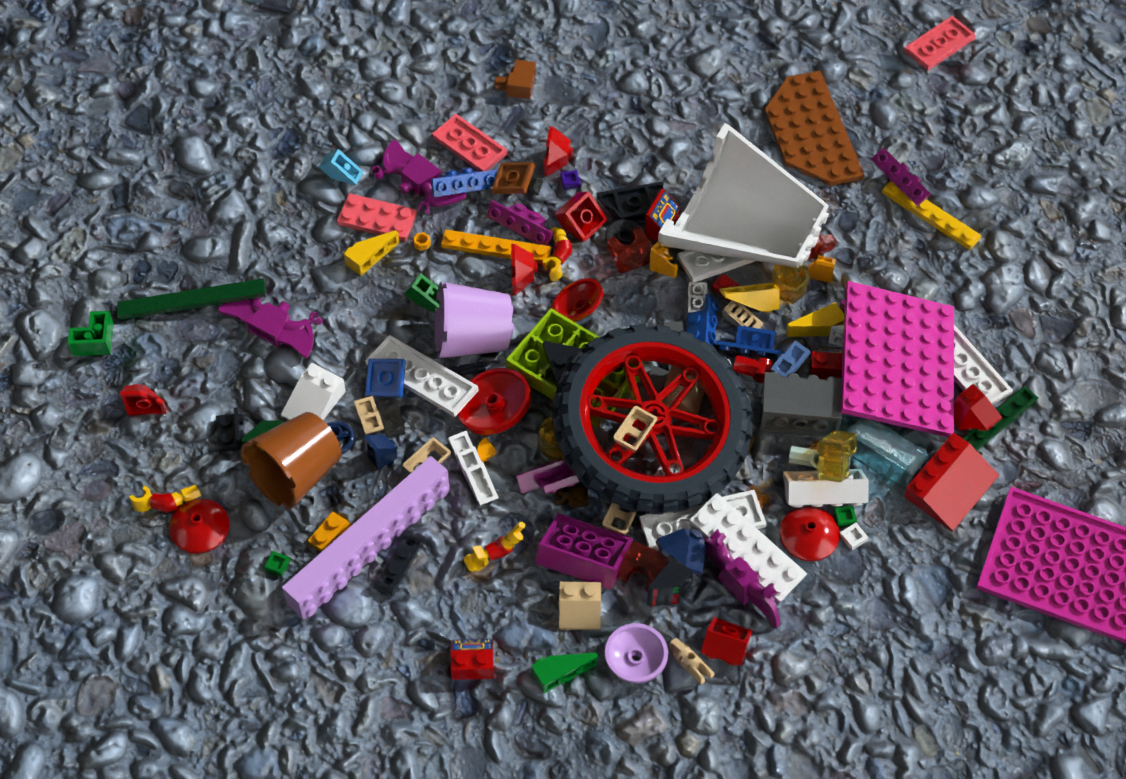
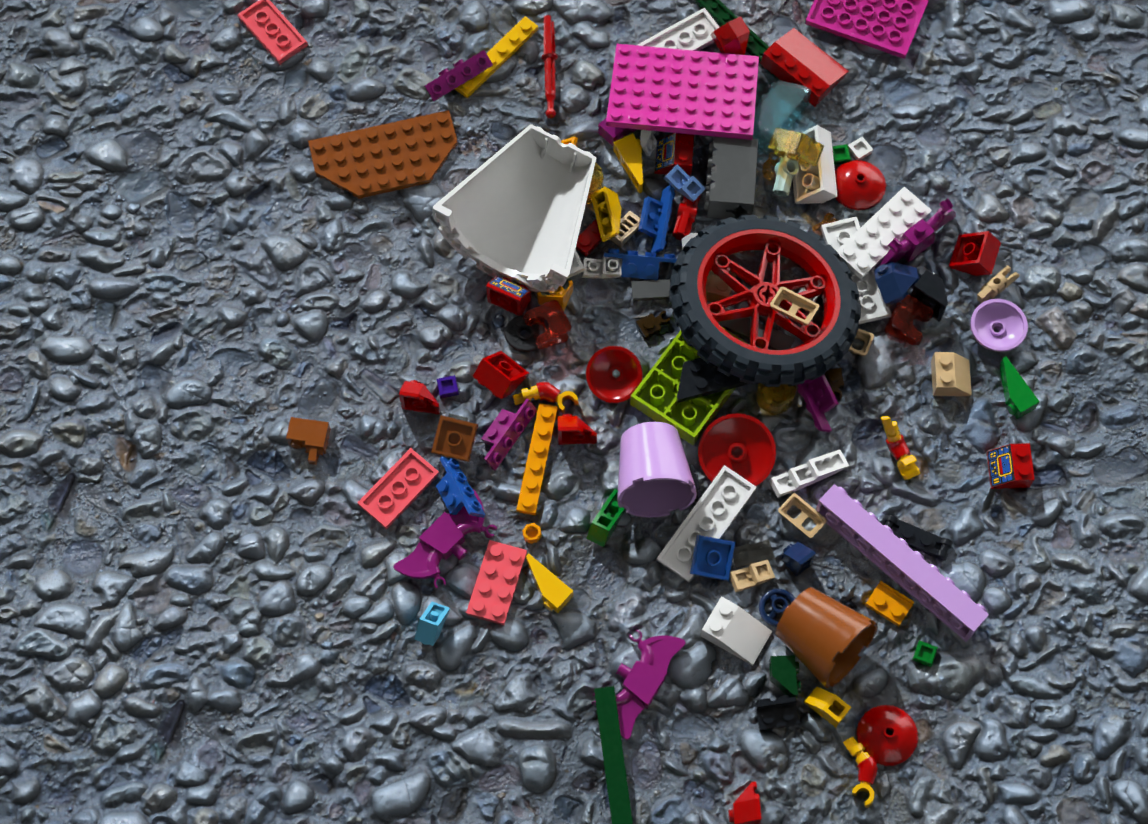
camera: 90 degrees left, 10 degrees up
(227, 471) = (828, 706): none -> yellow slope
(485, 450) = (786, 462): light orange tile -> none
(583, 550) = (893, 371): magenta slope -> none
(630, 202) = (481, 324): black wing -> none
(927, 255) = (549, 58): none -> red piece

